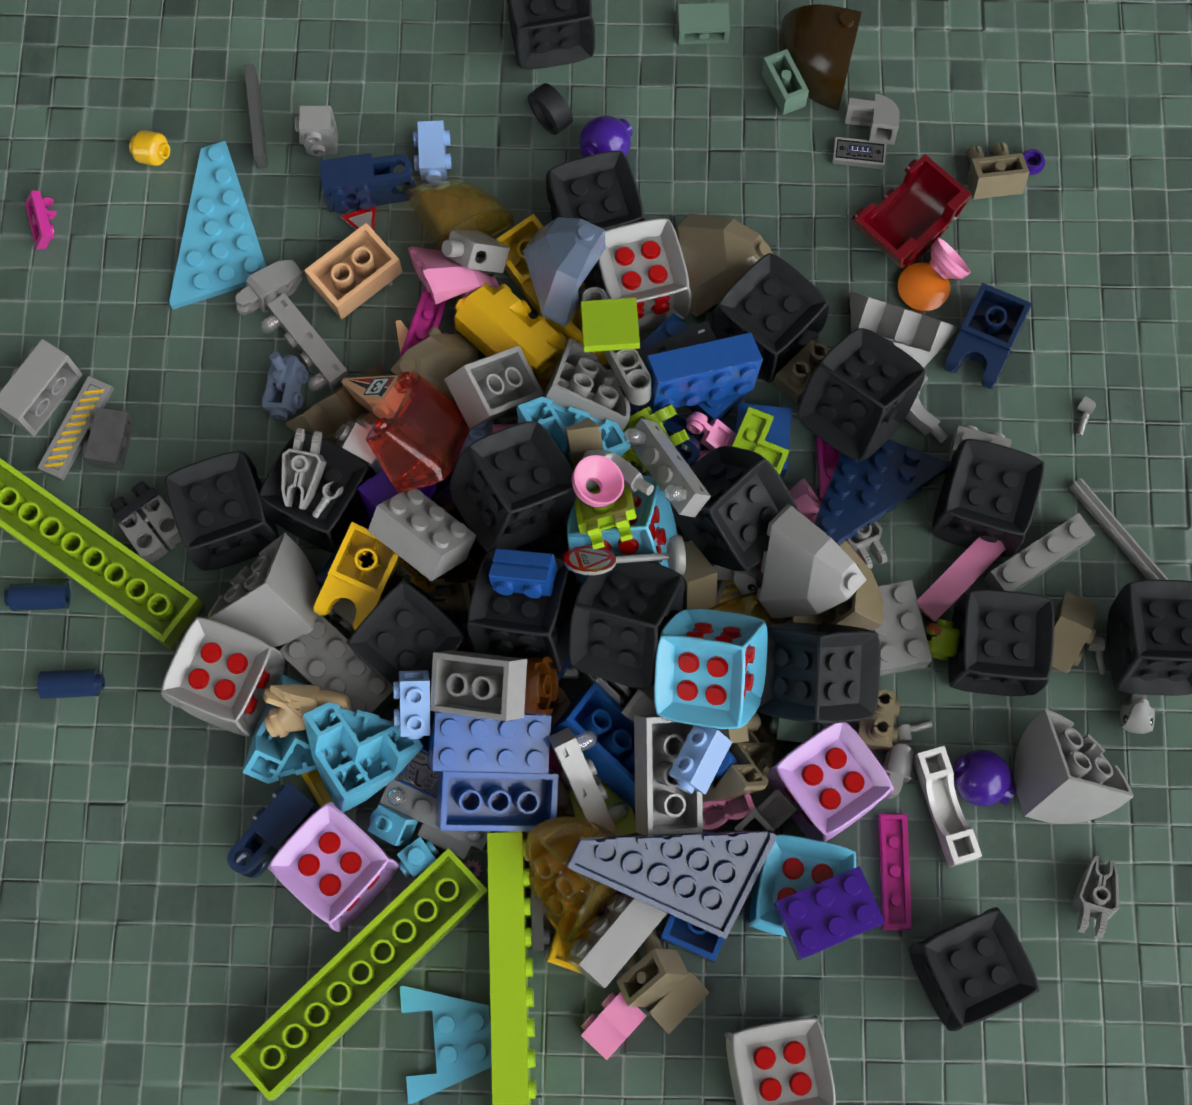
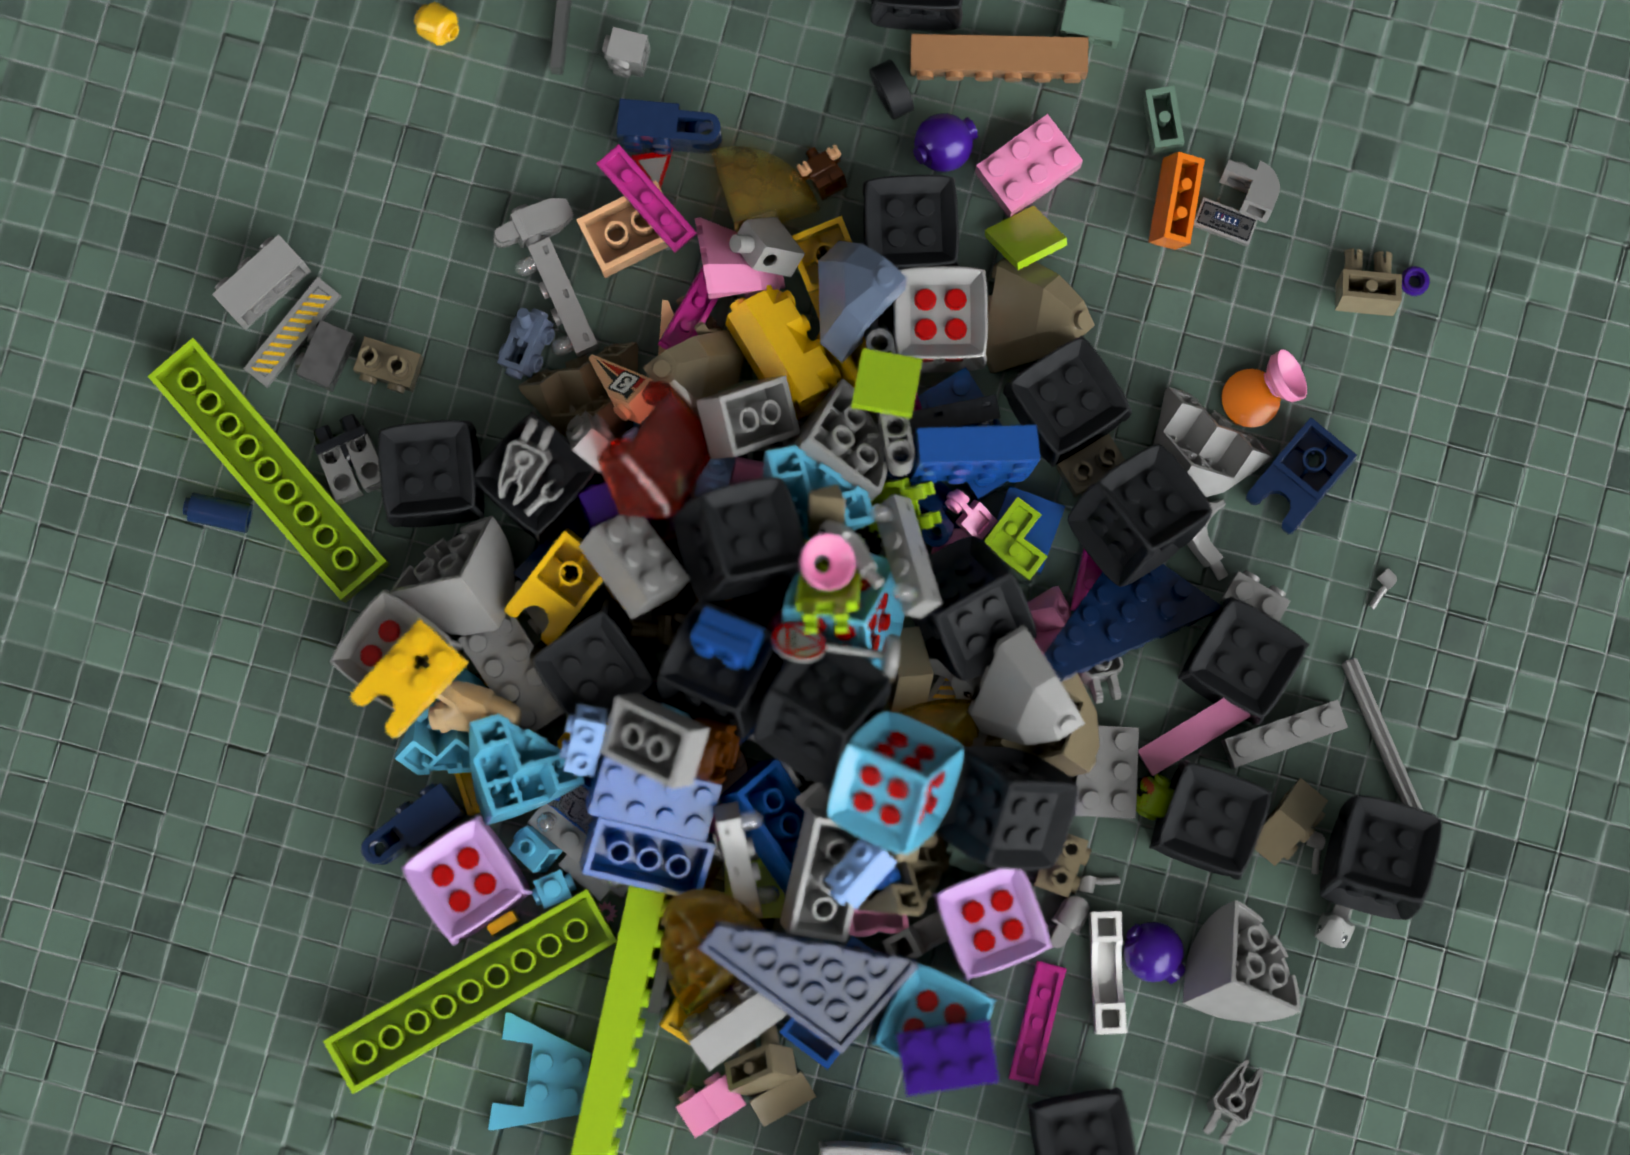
camera: 15 degrees right, 10 degrees up
(39, 218) = (297, 80): dark pink plate -> none
(70, 683) = (235, 615): dark blue brick -> none
(165, 433) = (388, 365): none -> dark tan brick
(218, 235) = (491, 149): medium azure wing -> none
(234, 690) = (406, 685): none -> yellow brick
(361, 238) = (646, 198): none -> dark pink tile
(377, 902) = (502, 923): none -> yellow tile
(432, 156) = (747, 115): light blue brick -> none
(510, 188) = (824, 171): none -> reddish brown piece
(633, 66) = (999, 57): none -> medium nougat brick
(682, 144) = (1028, 166): none -> bright pink brick
(696, 199) = (1025, 237): none -> lime tile
(814, 141) = (1176, 200): none -> orange brick
(821, 48) = (1212, 93): dark brown brick -> none
(914, 212) = (1257, 315): dark red cylinder -> none

